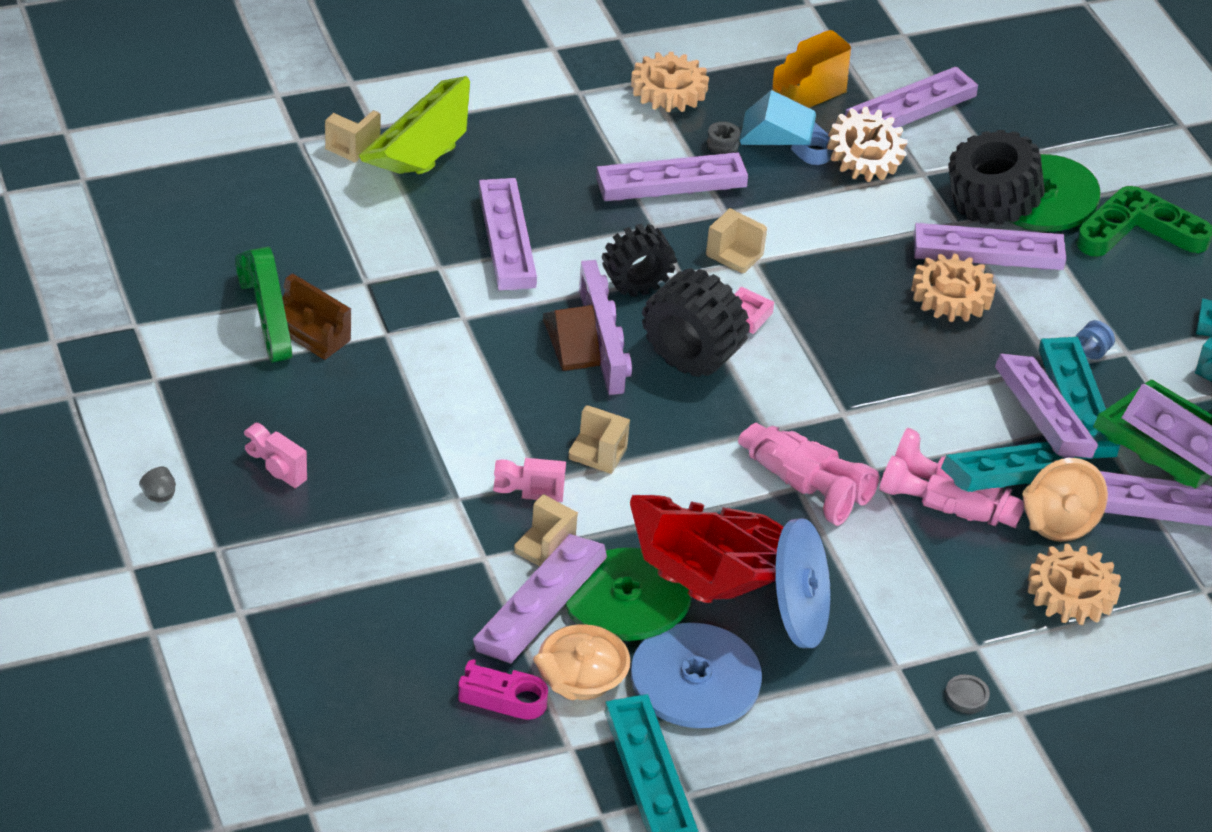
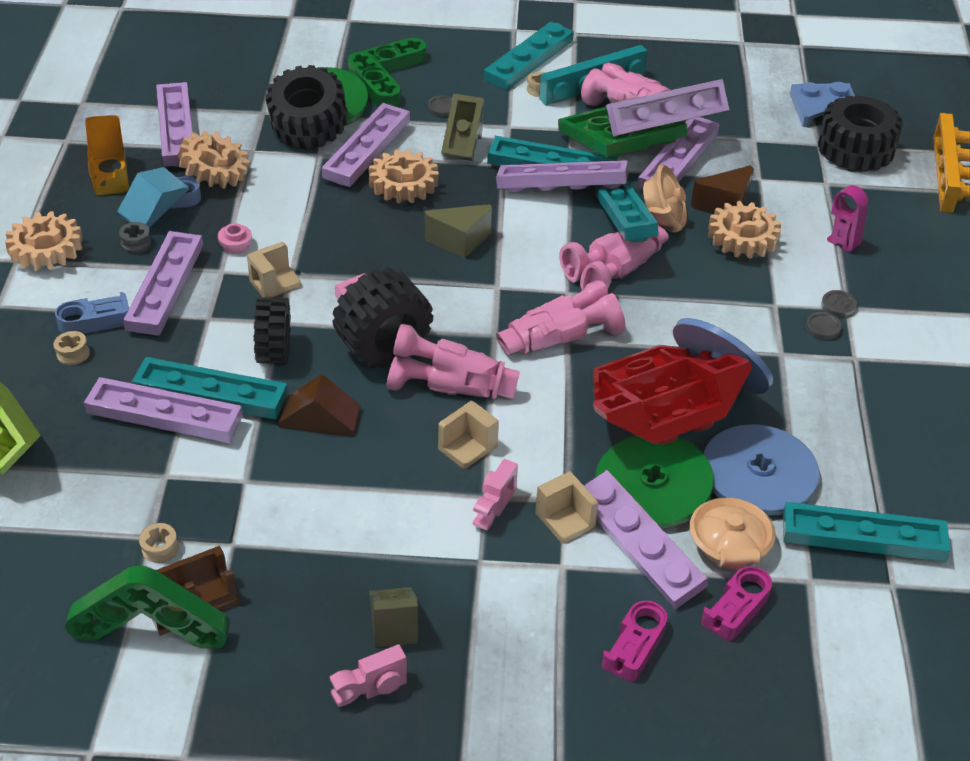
camera: 65 degrees left, 0 degrees up
(353, 449) = (394, 616): none -> olive slope
(357, 286) = (161, 532): none -> tan bush
(412, 625) = (635, 643): none -> dark pink piece
(551, 153) = (74, 355): none -> tan bush
(553, 253) = (255, 395): none -> teal plate
(600, 152) = (95, 314): none -> medium blue piece
(614, 363) = (371, 391): lavender plate -> none
(676, 392) = (453, 367): none -> bright pink piece
(771, 203) = (235, 238): none -> bright pink plate
(902, 355) = (458, 228): none -> olive slope
(1017, 702) = (839, 303): none -> flat silver piece
(1070, 301) = (463, 127): none -> olive slope
(1101, 333) = (498, 126): medium blue bush -> none
(1116, 289) = (440, 106): none -> flat silver piece
(1136, 555) = (722, 188): none -> reddish brown slope
(1146, 664) = (849, 222): none -> dark pink piece

